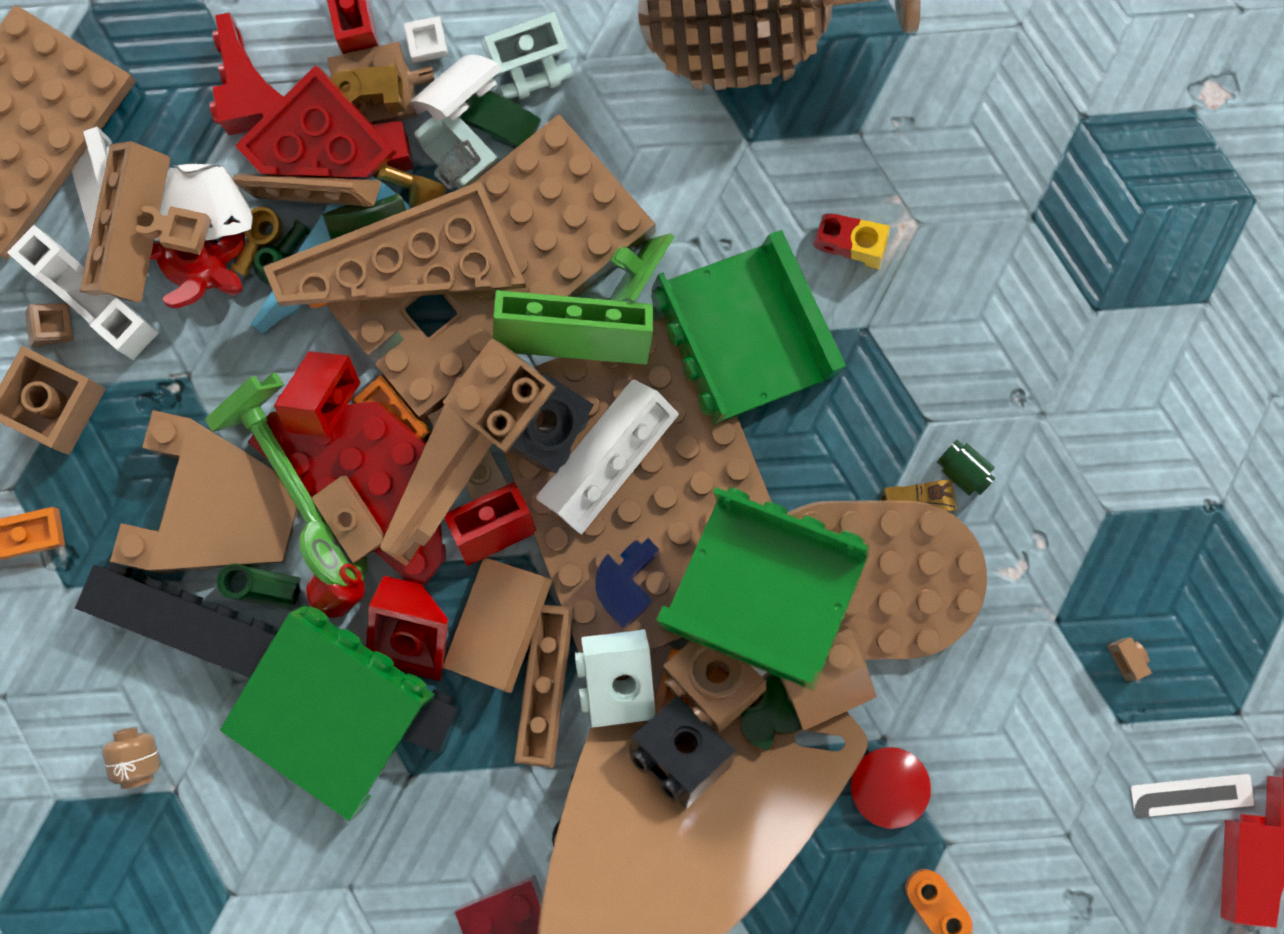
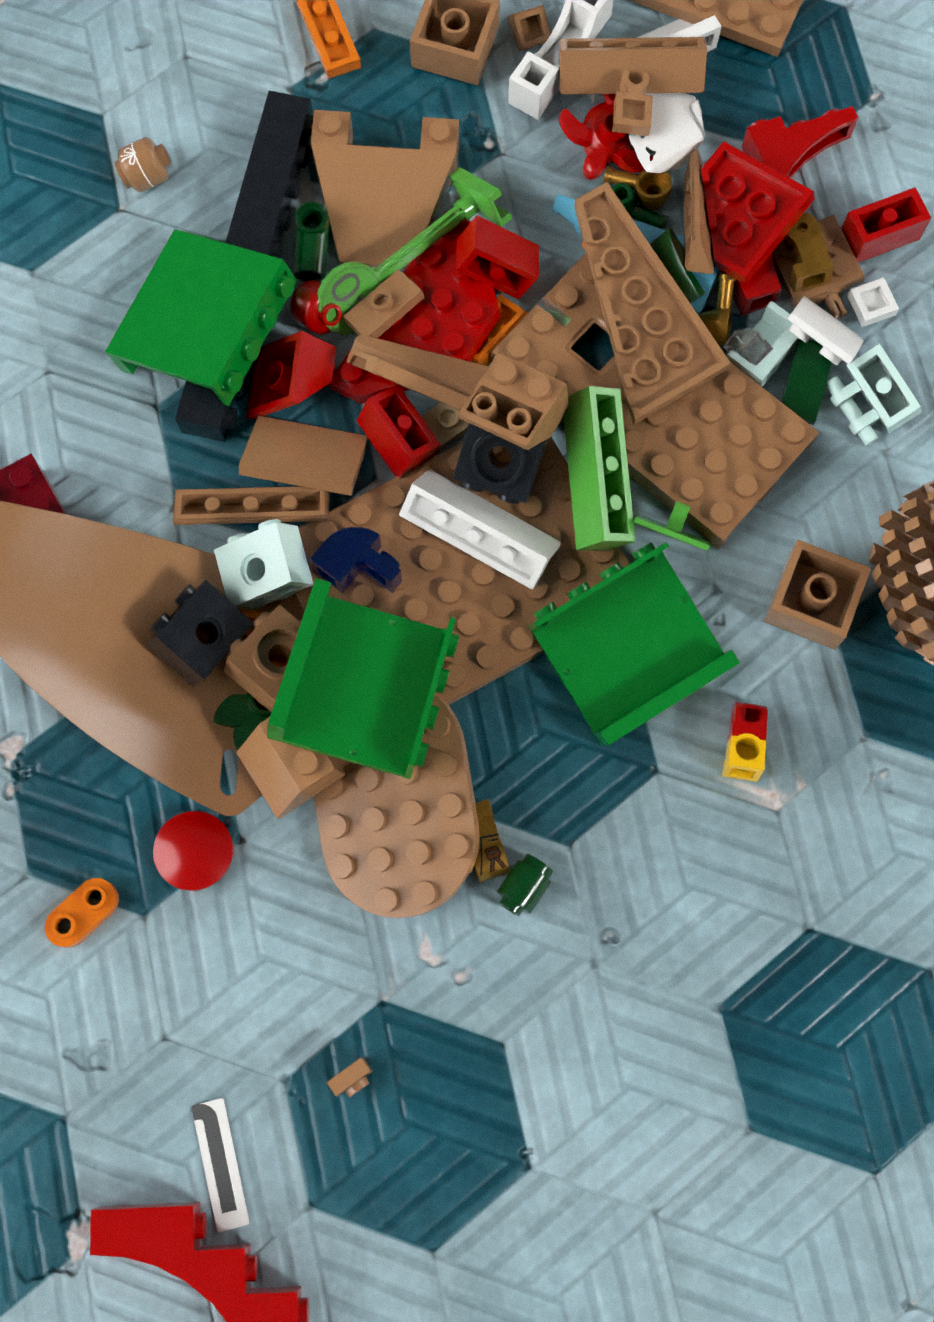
camera: 75 degrees right, 5 degrees down
(722, 146) = (817, 594): none -> medium nougat brick

